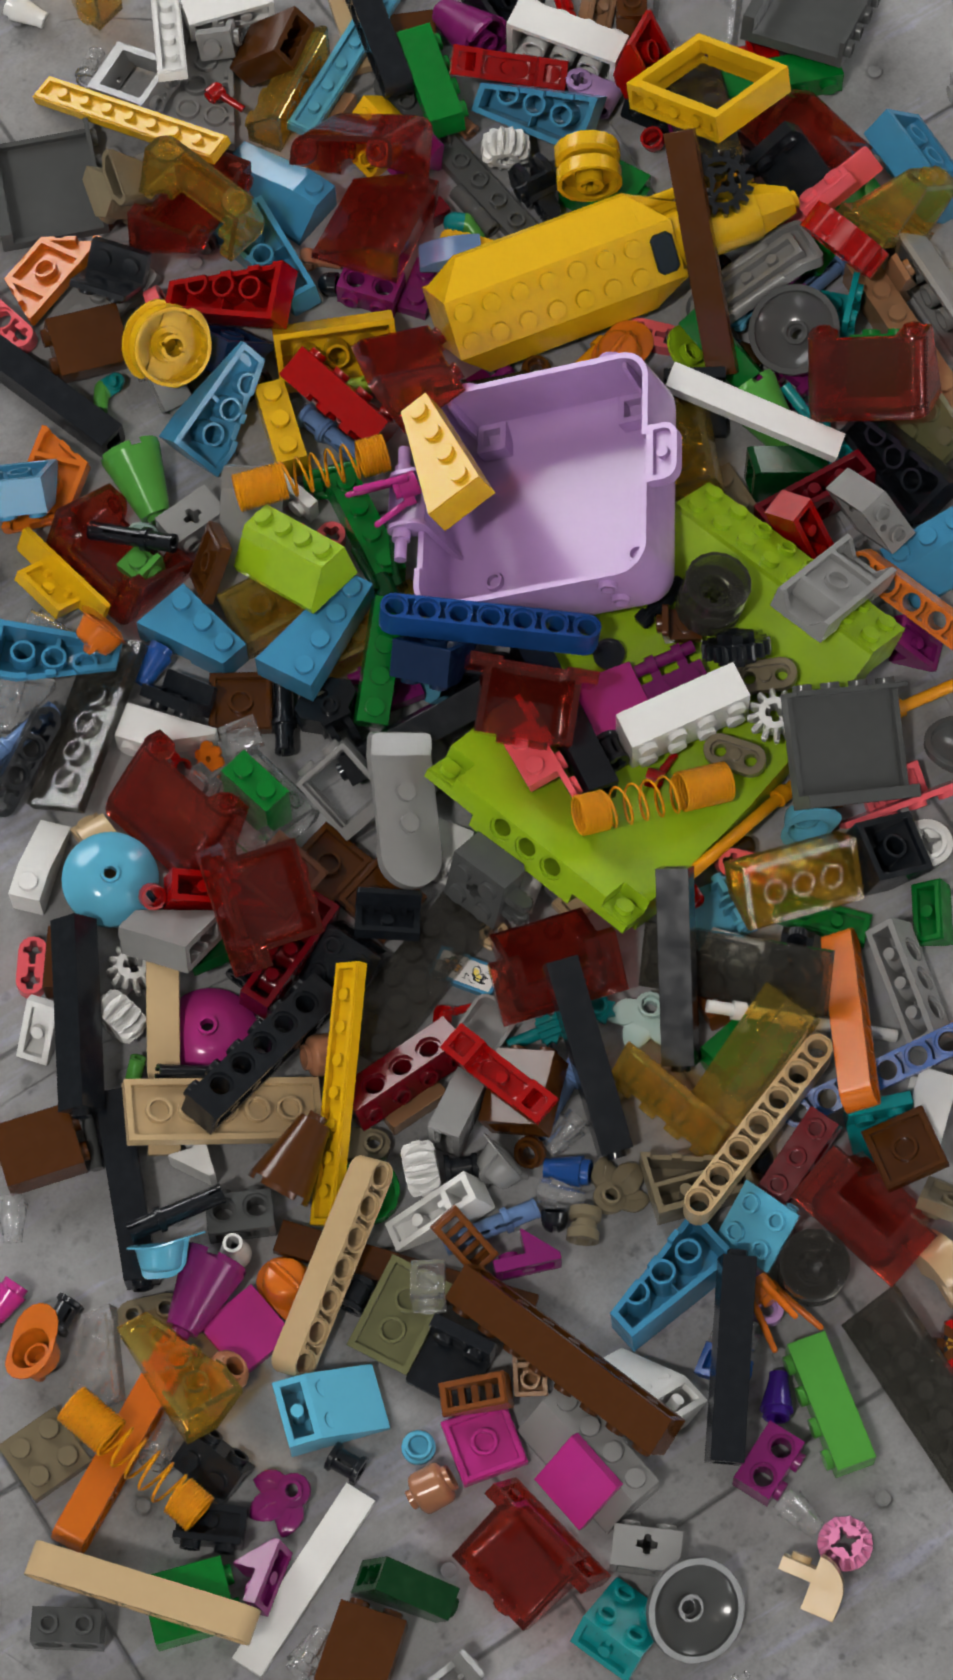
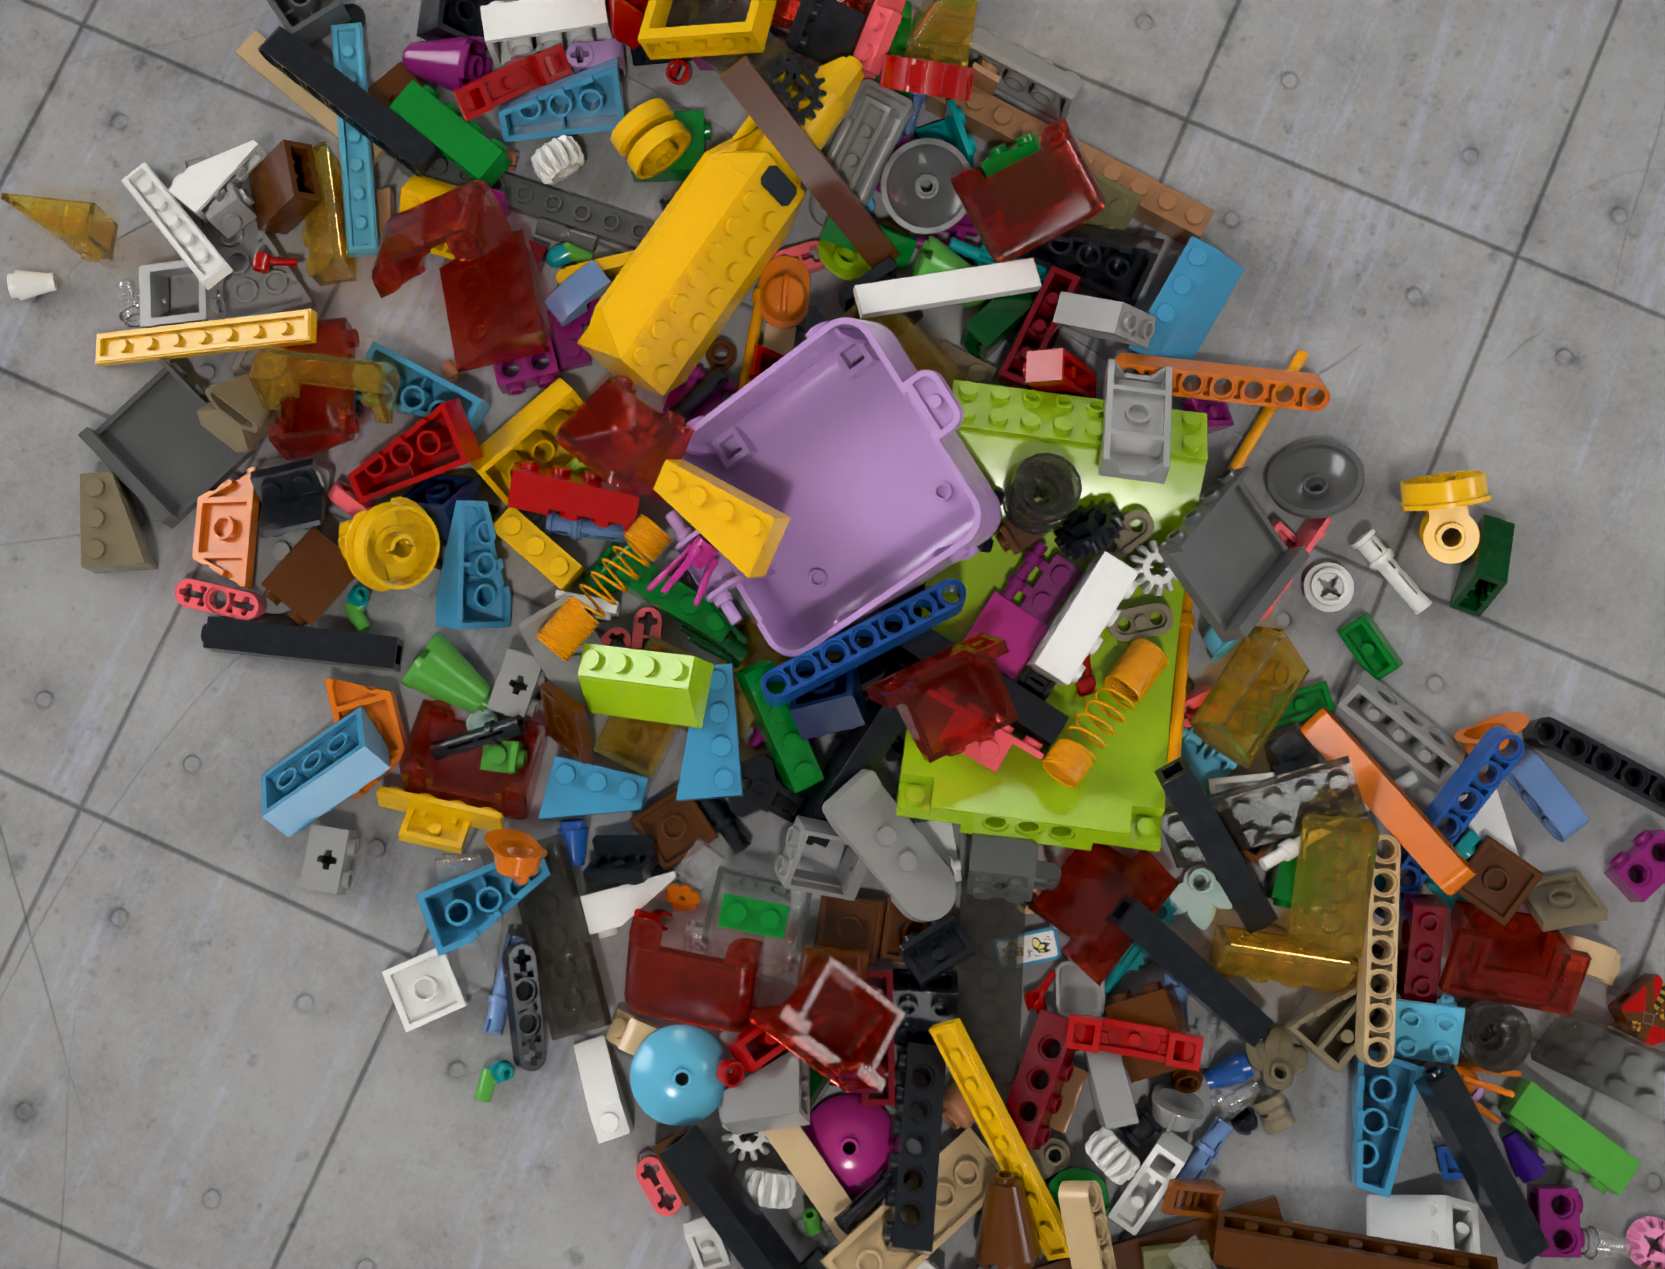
camera: 35 degrees left, 15 degrees up
(293, 194) = (399, 321): dark azure wedge -> none
(328, 282) = (486, 383): black hinge -> none
(536, 1258) = (1254, 1167): magenta slope -> none
(538, 188) = (612, 183): black hinge -> none
(609, 654) = (975, 593): black piece -> none
(889, 852) = (1309, 618): black slope -> none

